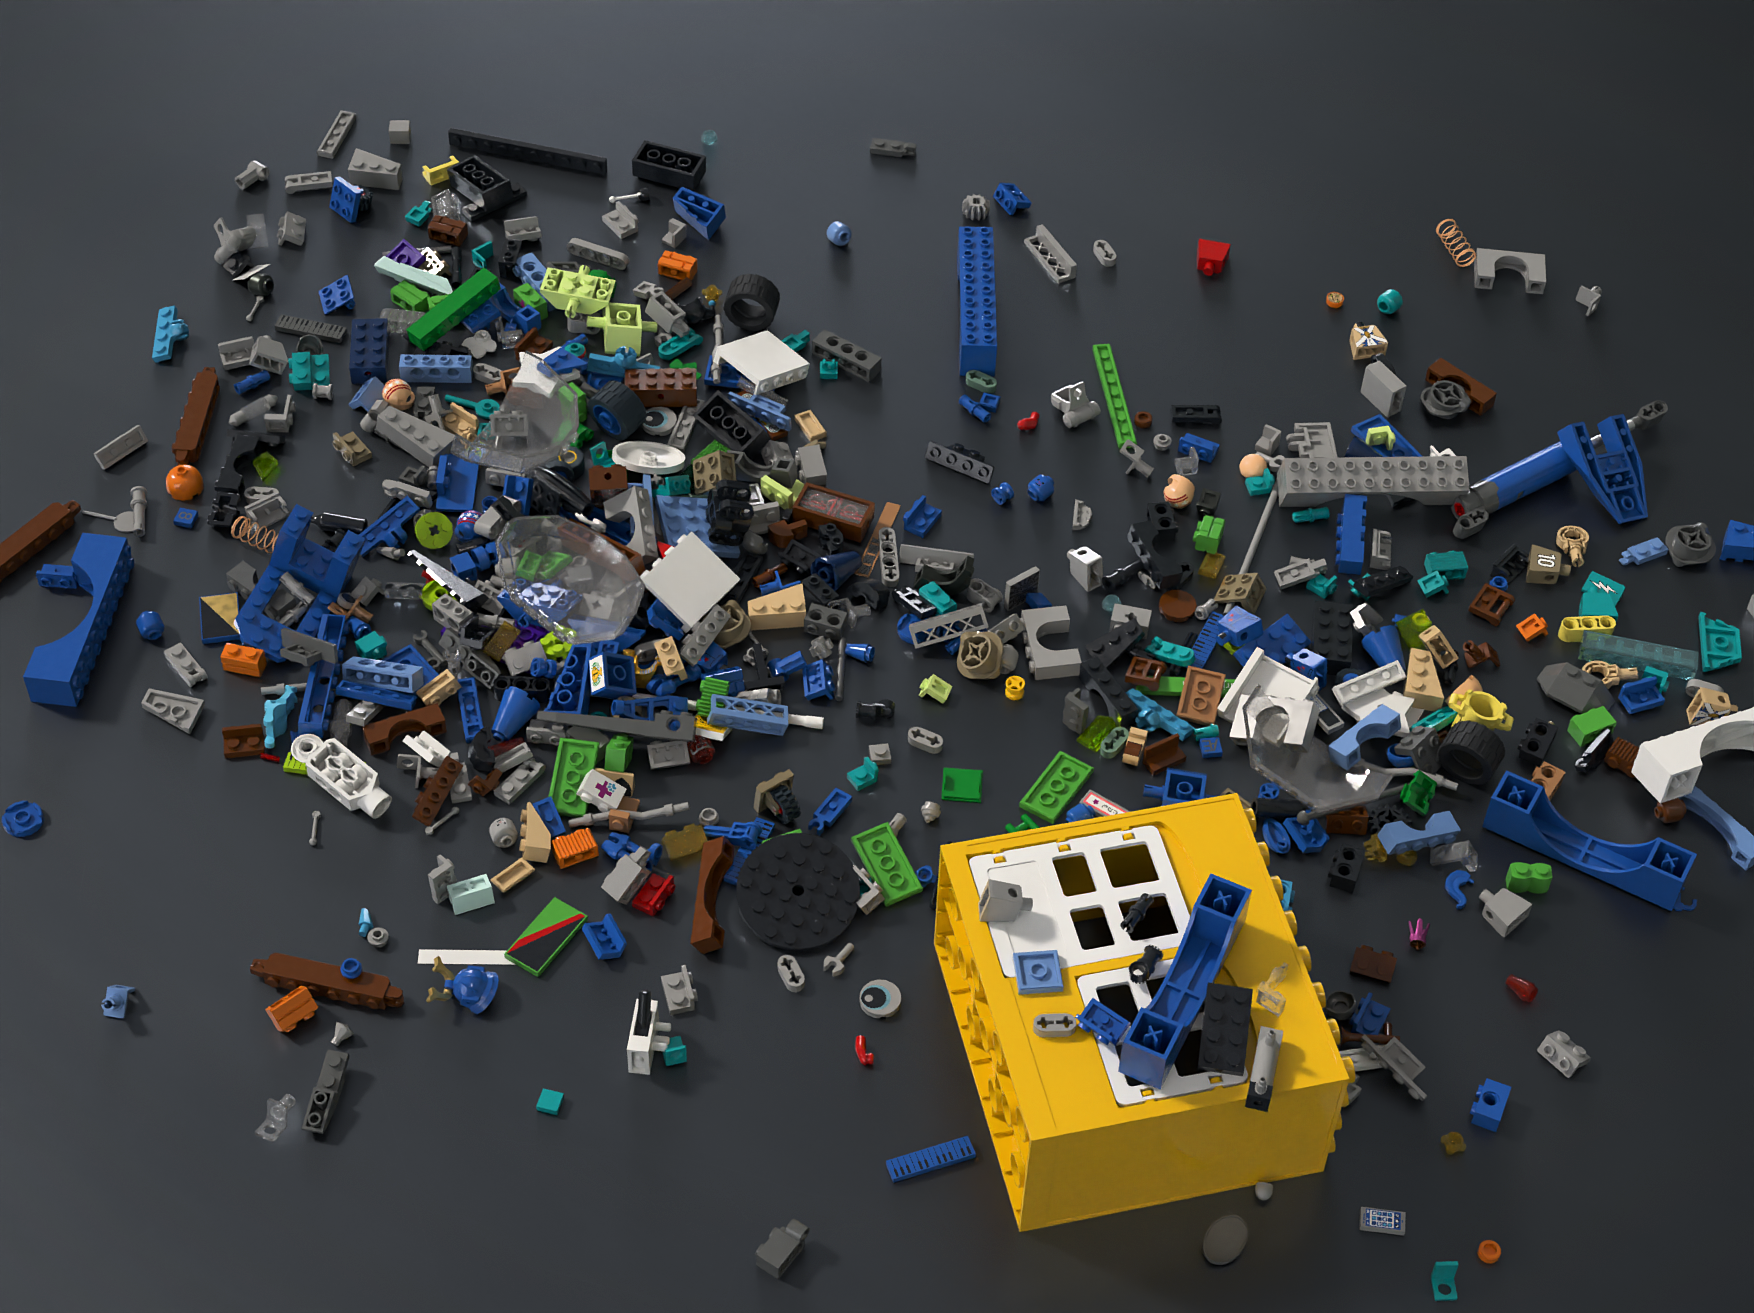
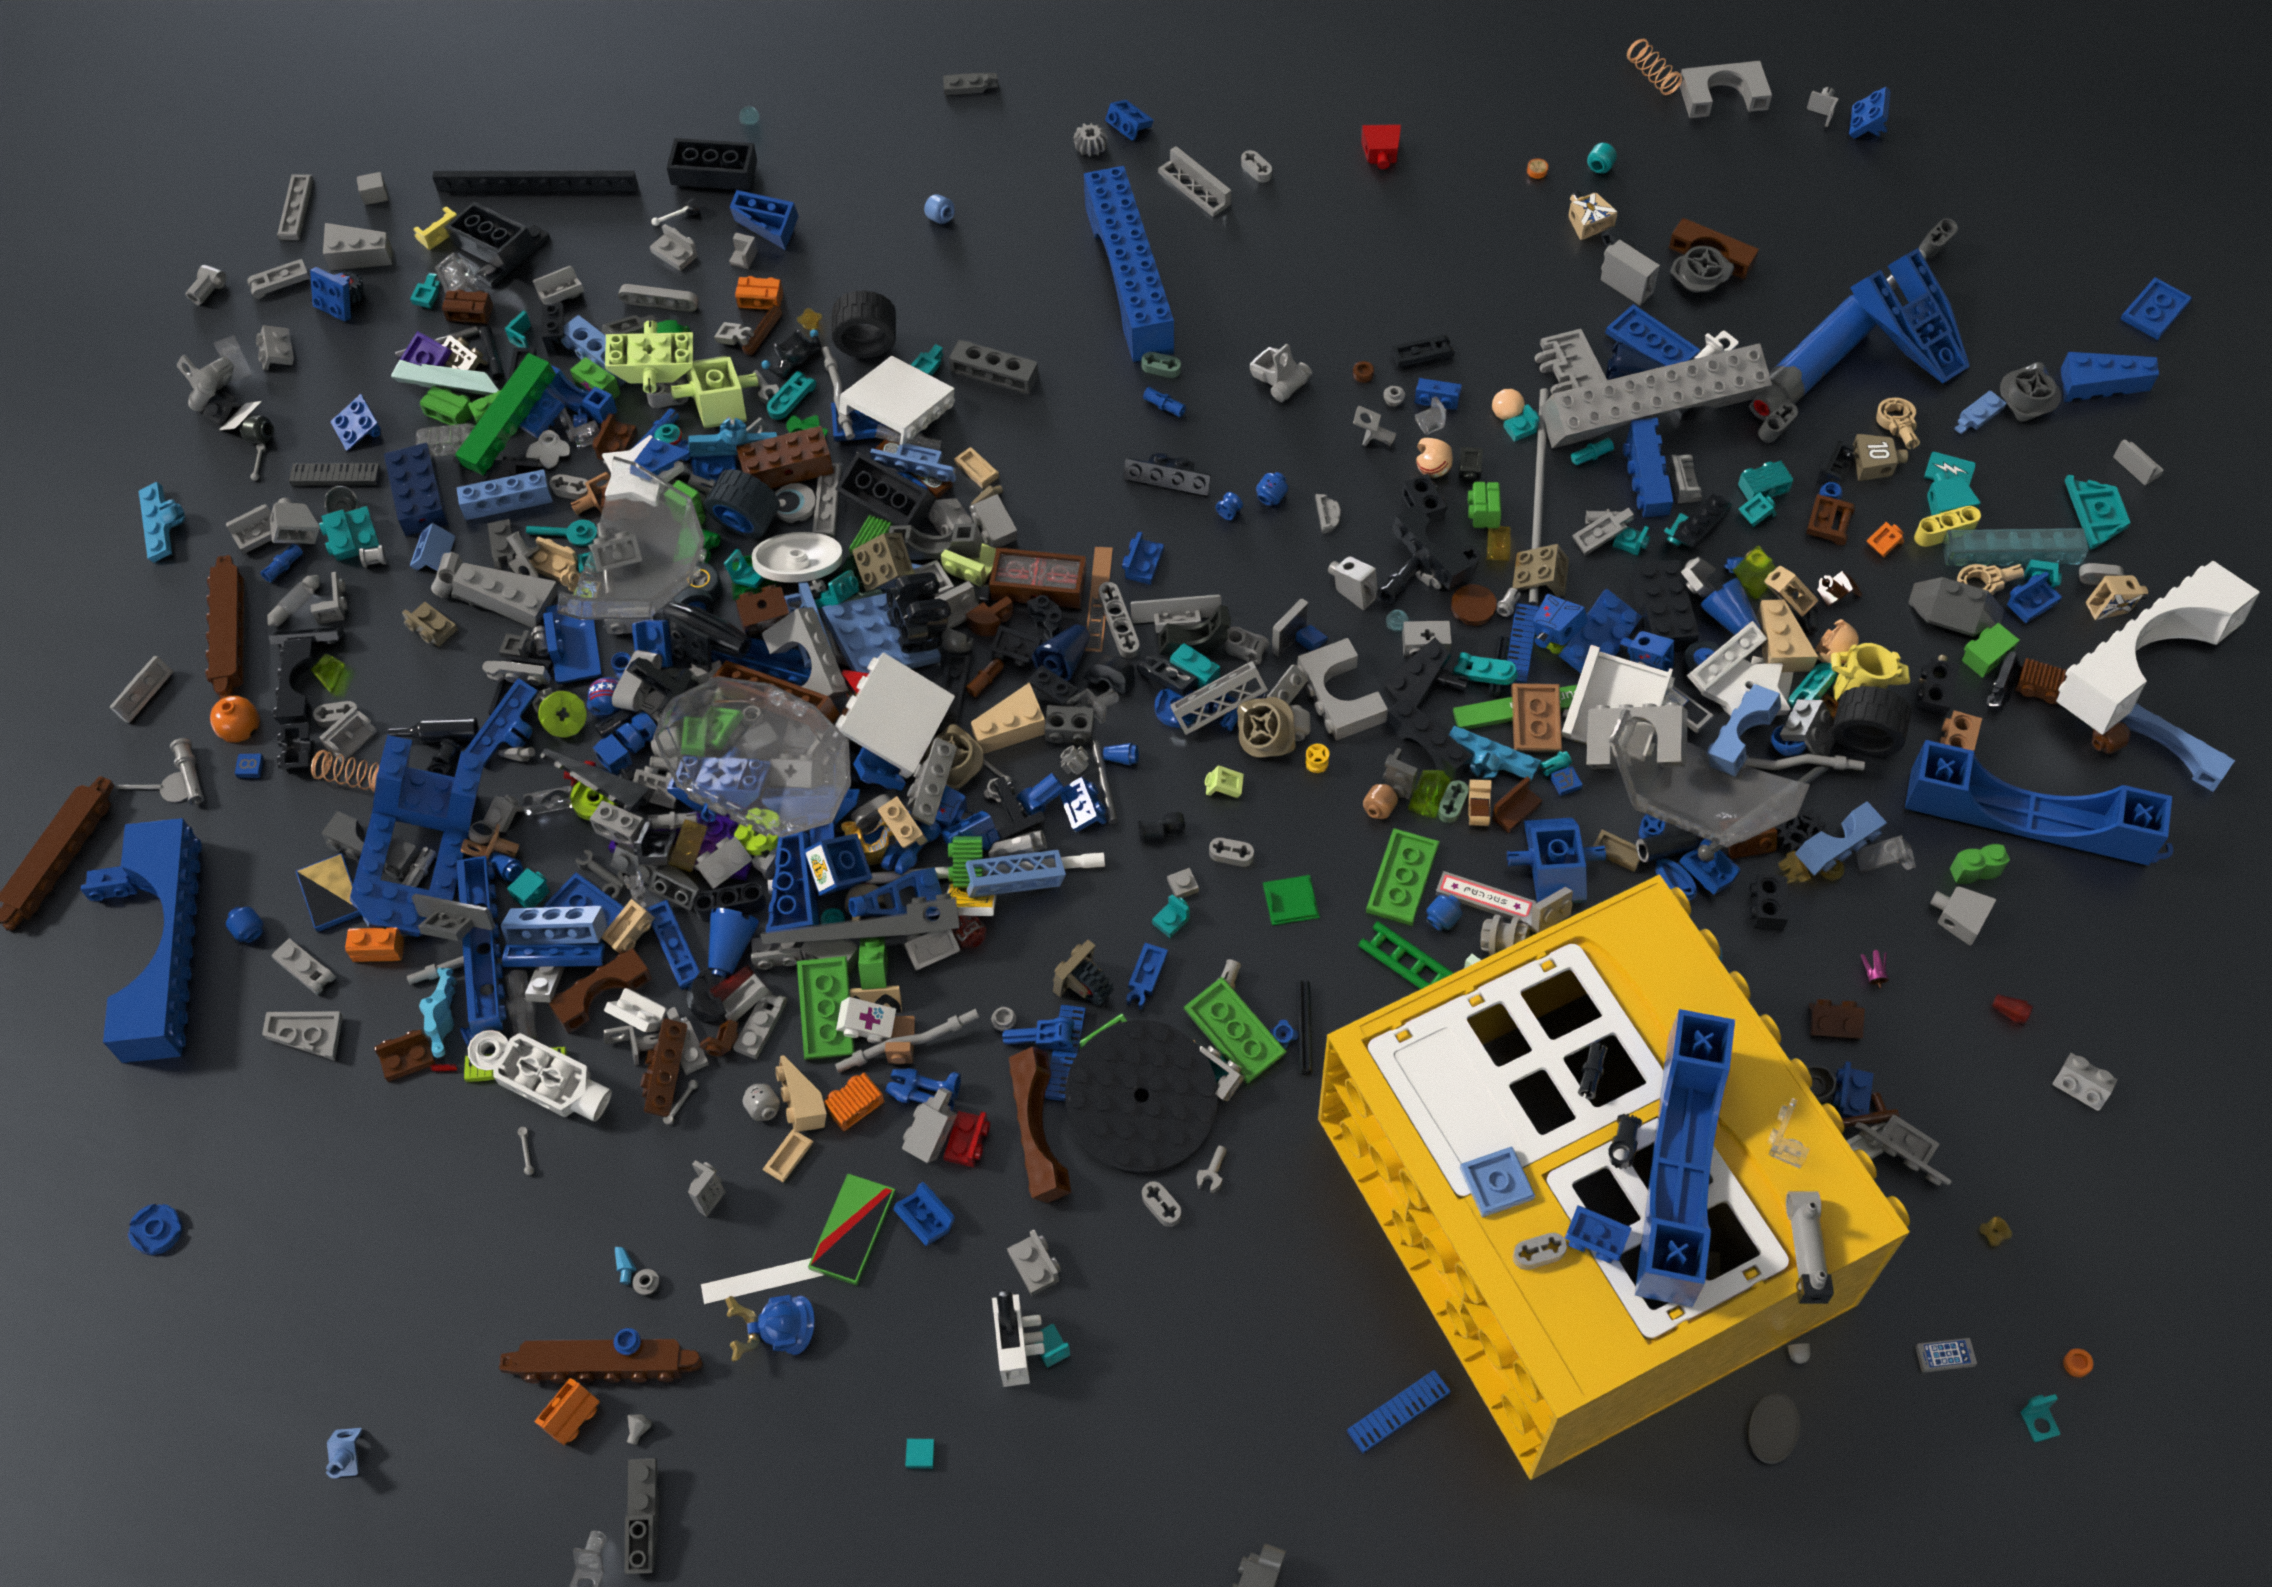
camera: 10 degrees left, 10 degrees up
(297, 588) = (415, 835): light grey pin -> none
(396, 394) = (465, 540): light nougat helmet -> none
(470, 894) = (744, 1196): light aqua hinge -> none
(540, 667) = (749, 870): blue wheel -> none
(550, 817) = (812, 1067): blue plate -> none
(596, 524) = (759, 664): white plate -> none
(667, 314) = (766, 362): light grey hinge -> none
(684, 842) = (985, 1059): clear yellow bracket -> none
(775, 586) = (997, 691): blue bracket -> none
(828, 369) = (977, 389): teal tile -> none
(860, 1047) = (1275, 1288): red arm -> none
(880, 998) = (1277, 1211): tile -> none
(930, 811) = (1265, 951): light grey plate -> none
(990, 402) = (1179, 389): blue tile -> none
(1002, 902) = (1429, 1100): light grey torso -> none
(1029, 423) = (1233, 406): red arm -> none
(1055, 728) = (1380, 801): none -> medium nougat head
(1114, 394) = (1321, 348): bright green tile -> none
(1139, 670) = (1457, 703): reddish brown plate -> none
(1225, 1029) = (1746, 1206): black plate -> none
(1269, 441) = (1516, 367): light grey panel -> none
(1273, 462) = (1529, 393): light grey bar -> none
(1381, 435) = (1644, 333): yellowish green bracket -> none
(1419, 793) = (1823, 785): green cylinder -> none
(1453, 883) = (1893, 893): blue piece -> none
(1490, 1115) = (2031, 1159): blue brick -> none
(1625, 313) = (1870, 114): none -> blue plate

